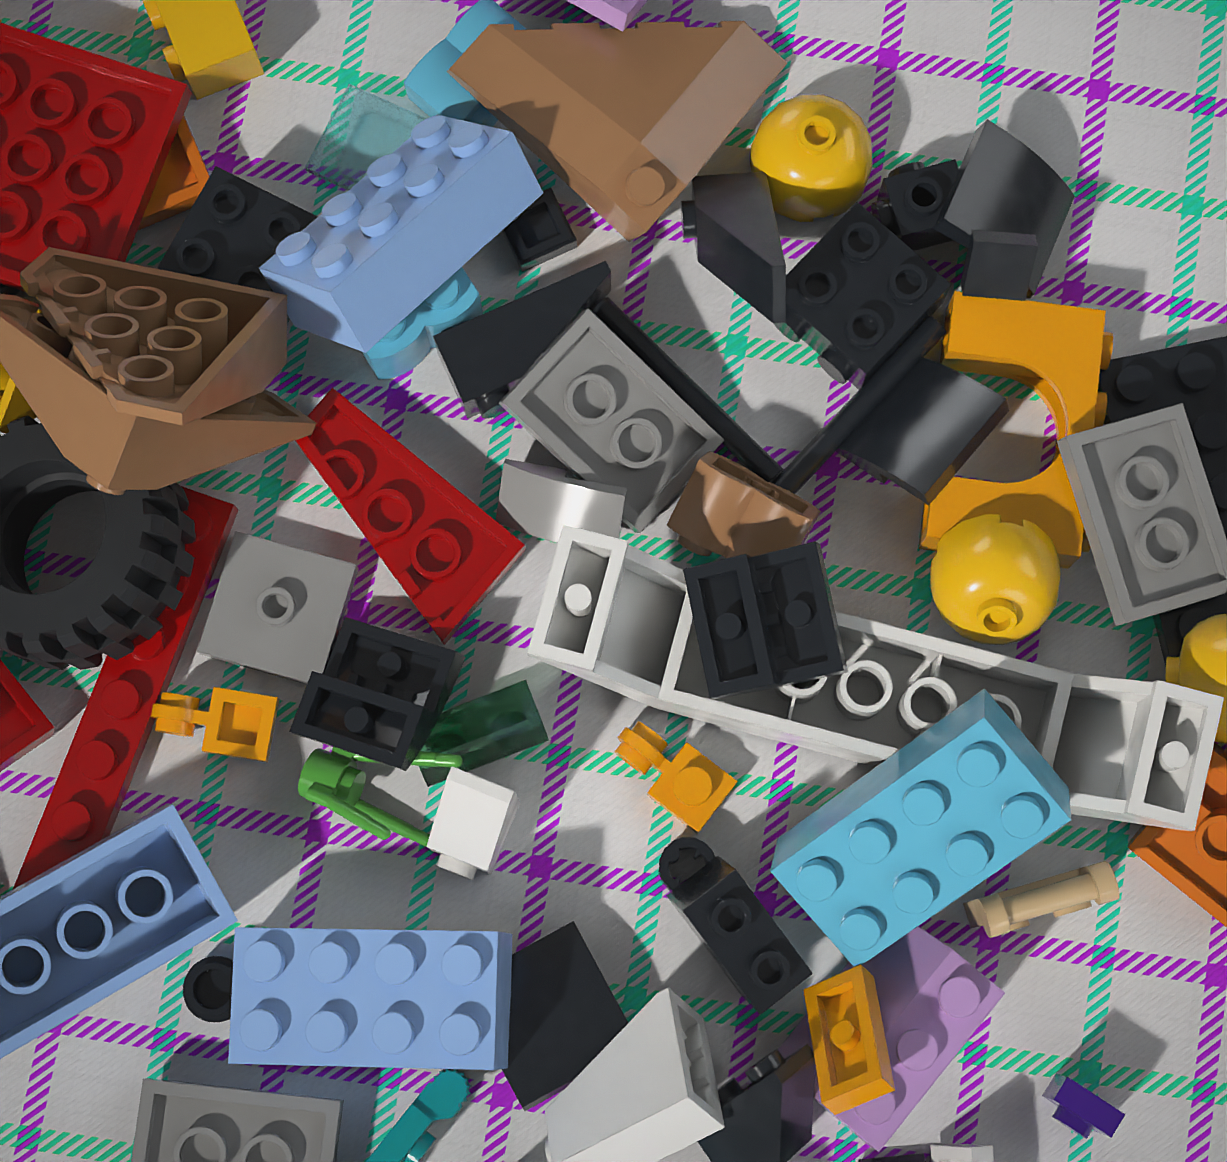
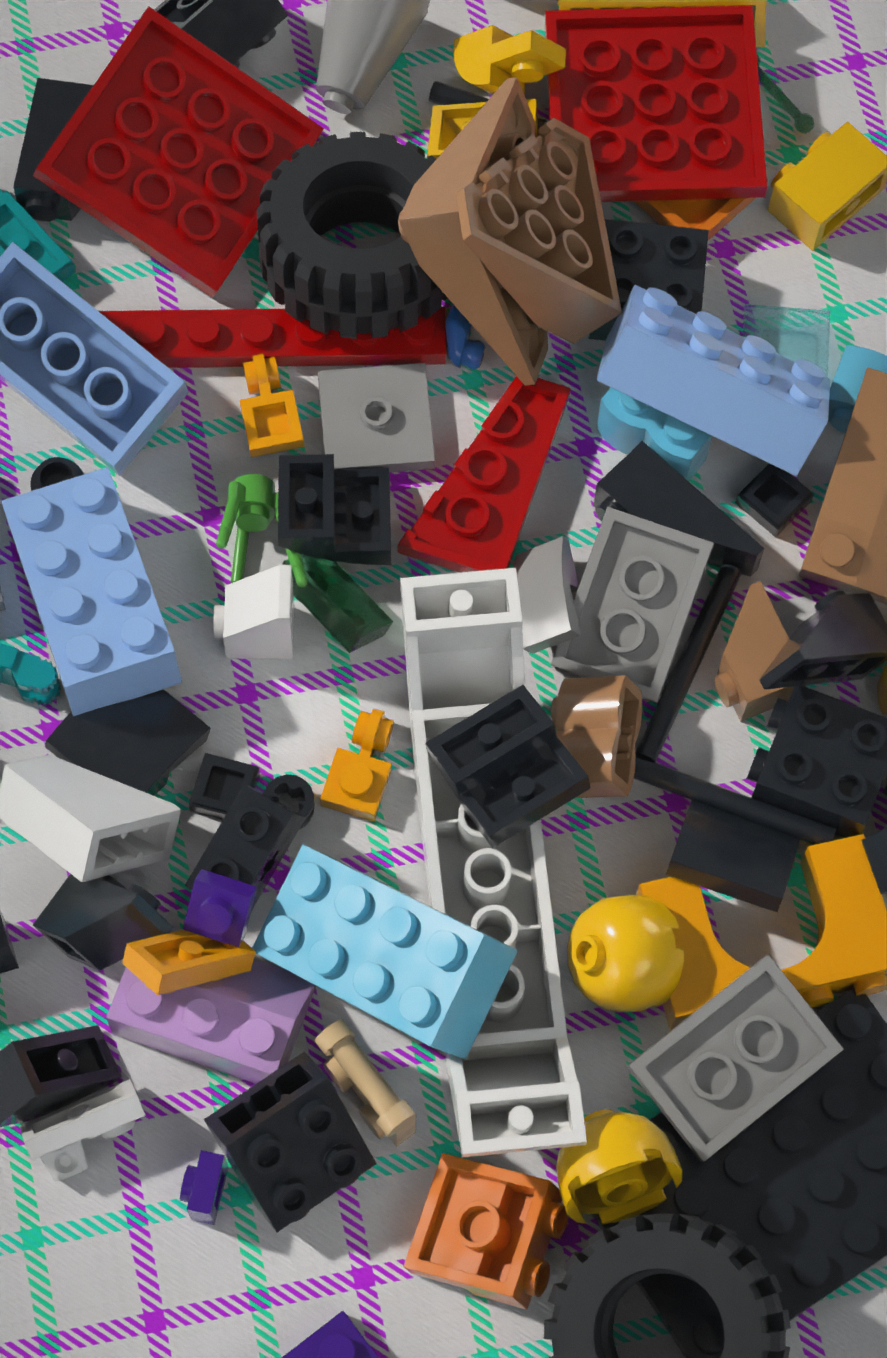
camera: 65 degrees right, 10 degrees down
(110, 18) = (803, 121): none -> clear green hinge
(229, 486) = (461, 348): none -> blue arm
(644, 930) = (219, 784): none -> black tile
(708, 322) = (748, 654): none -> medium nougat slope
(806, 985) = (219, 908): none -> dark purple plate
(1078, 1003) = (290, 1141): none -> black brick

